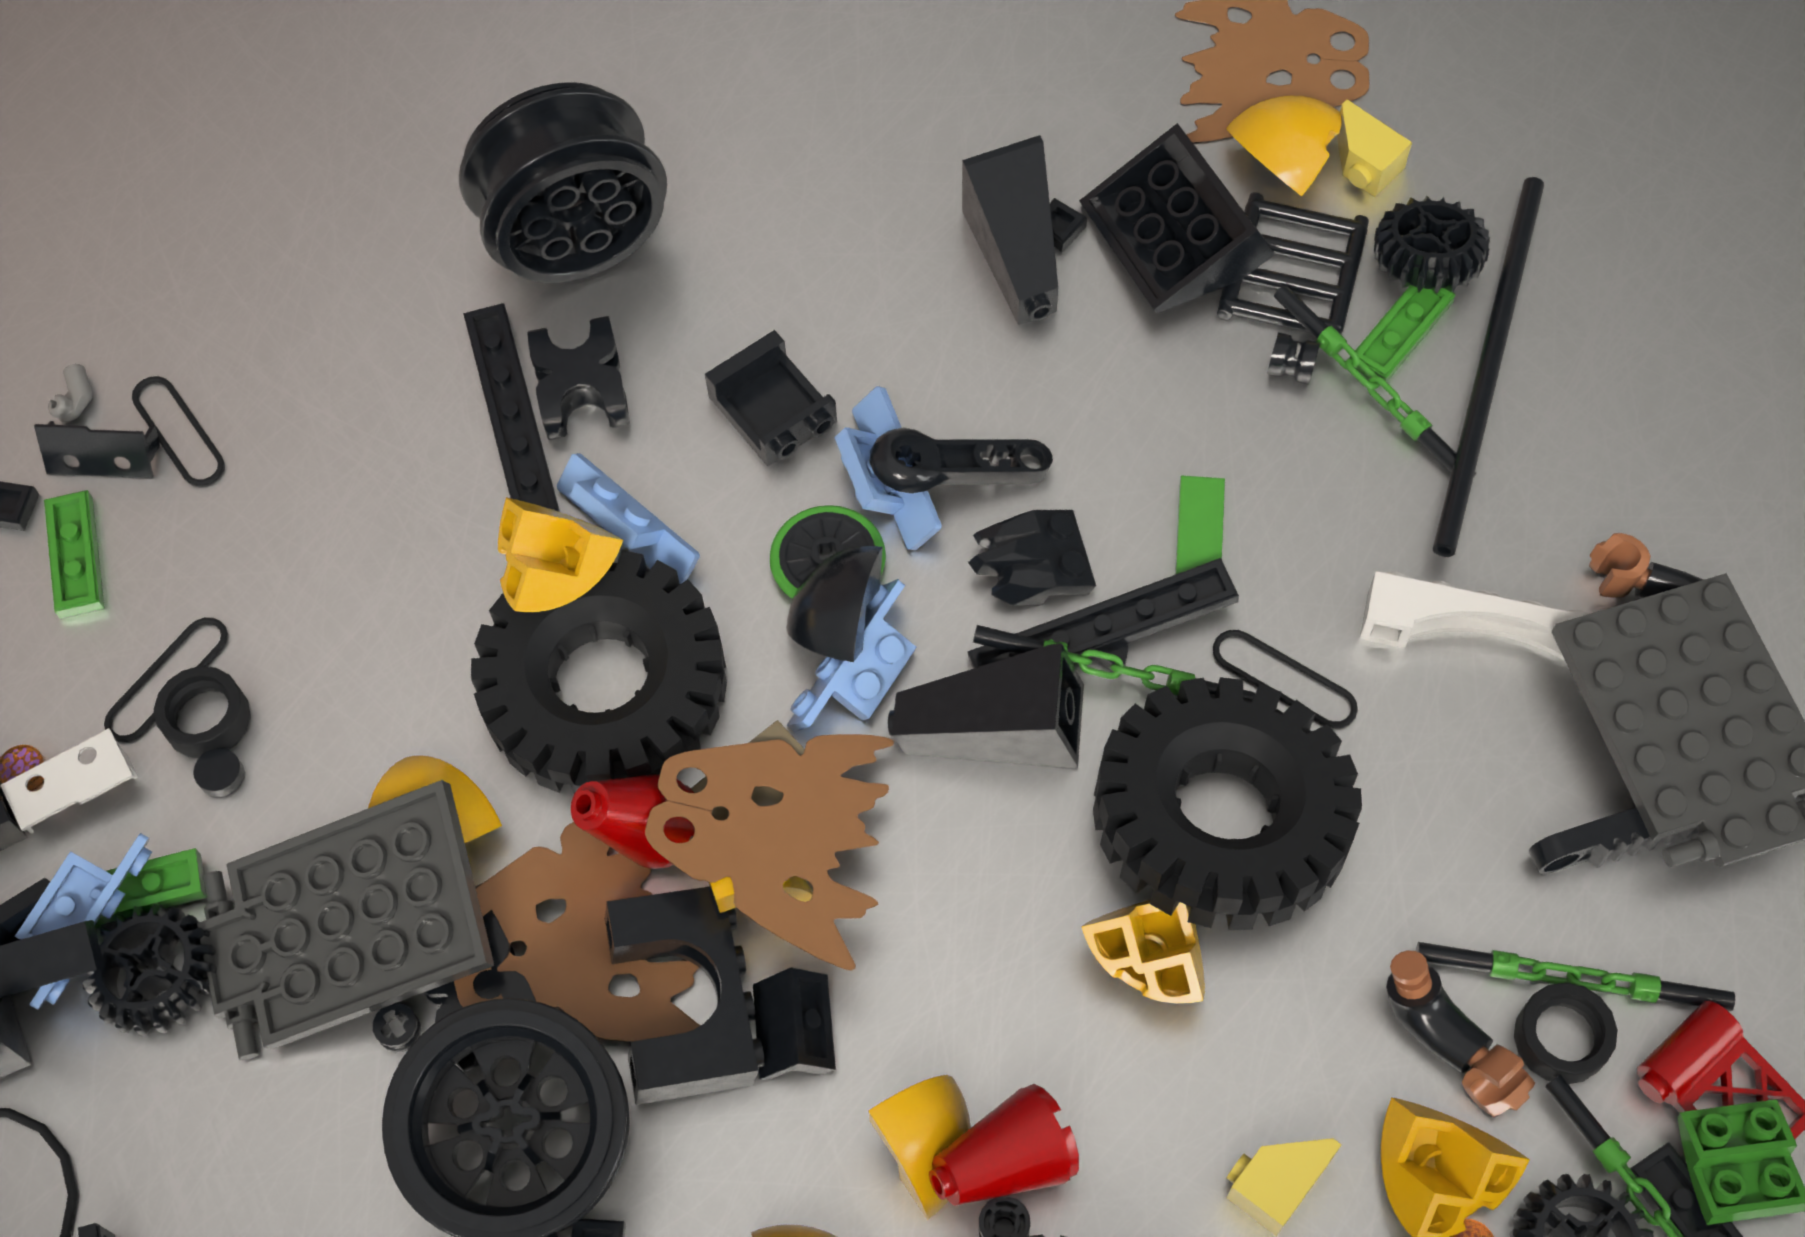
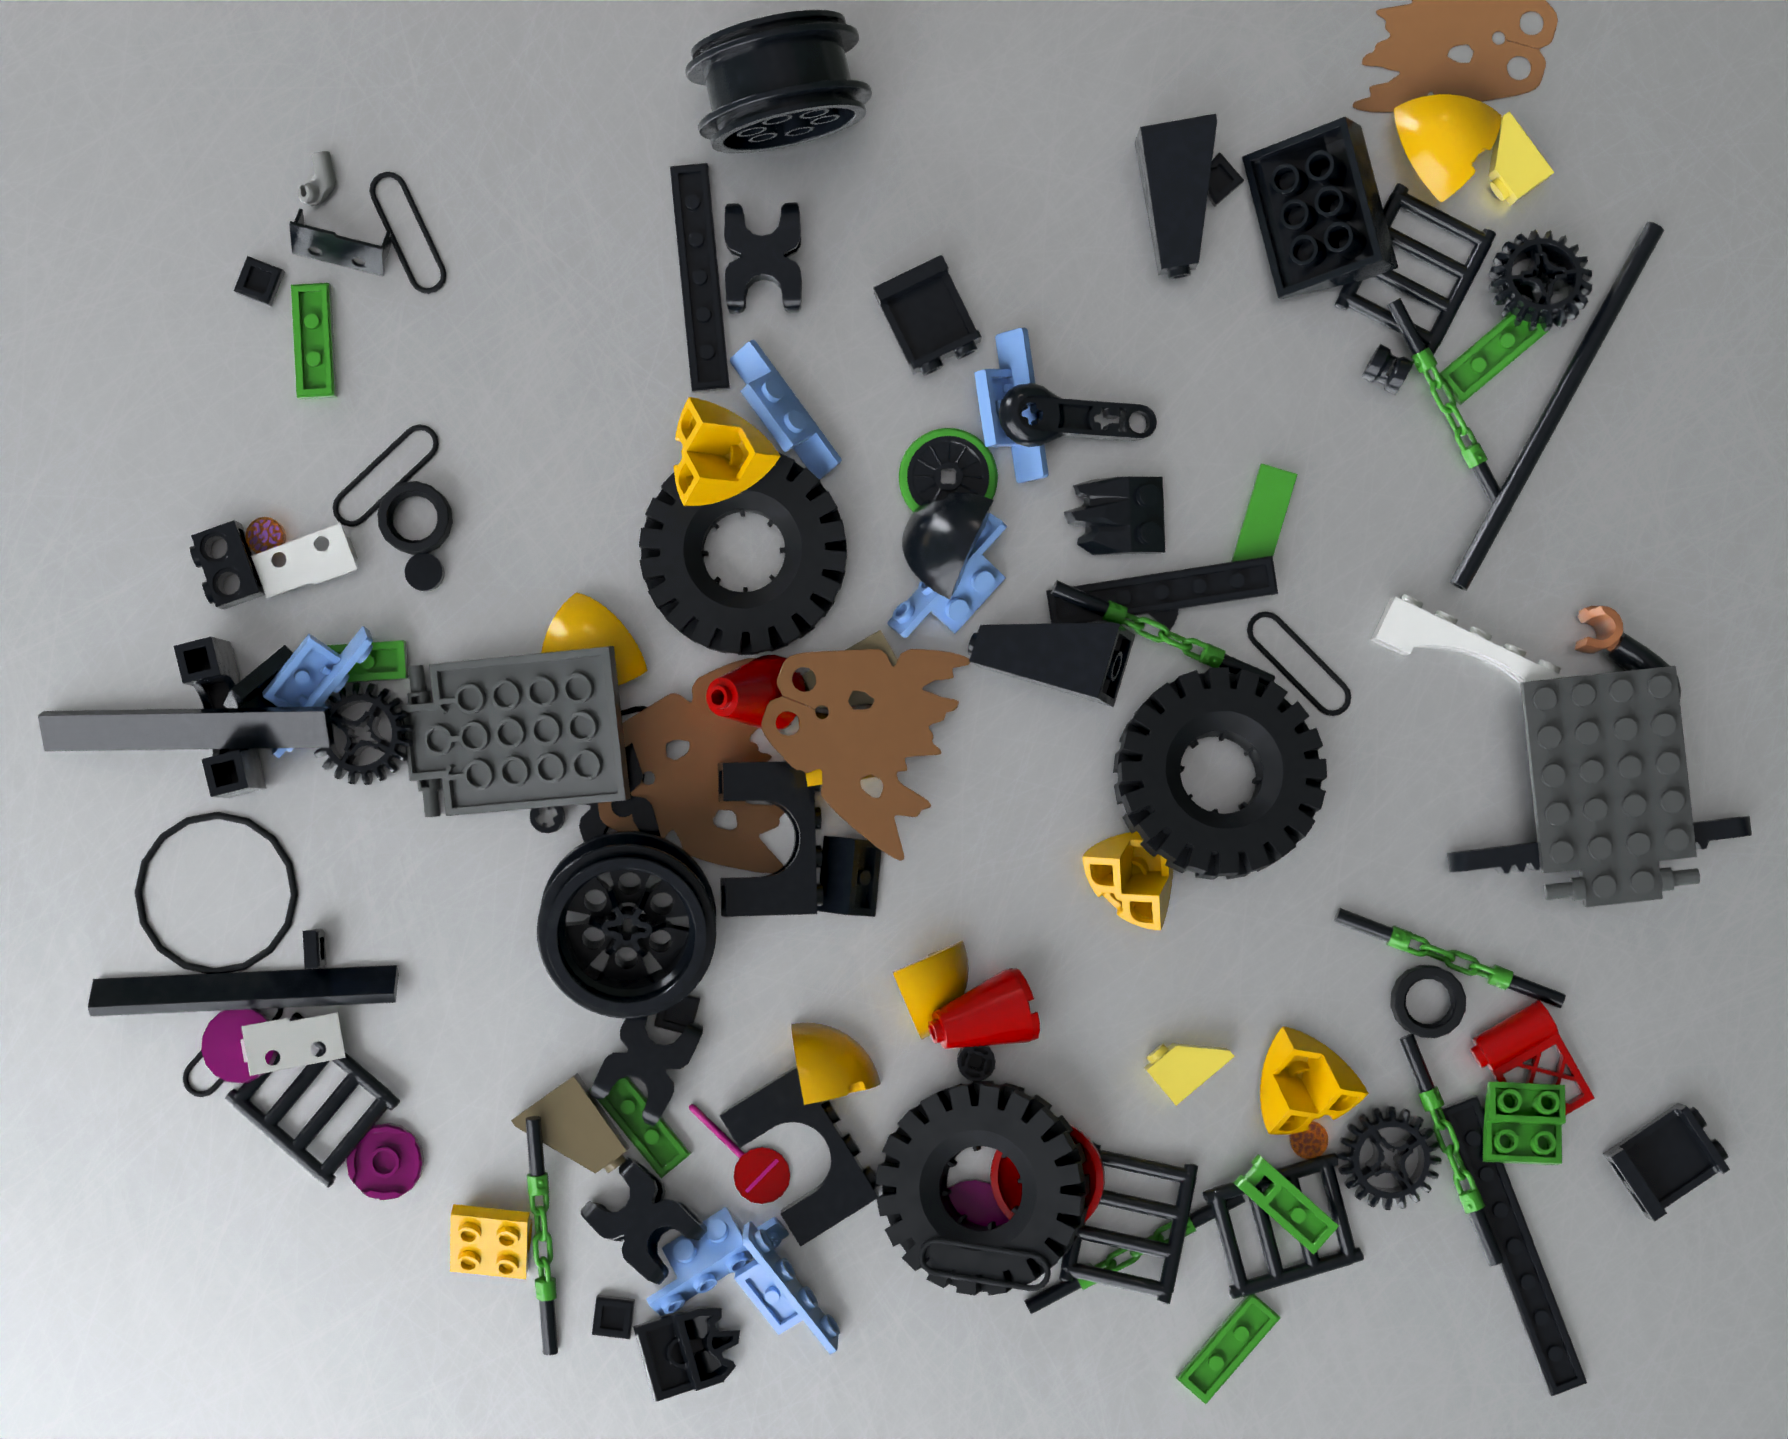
camera: 10 degrees right, 25 degrees up
(1431, 1017) = (1339, 982): piece -> none

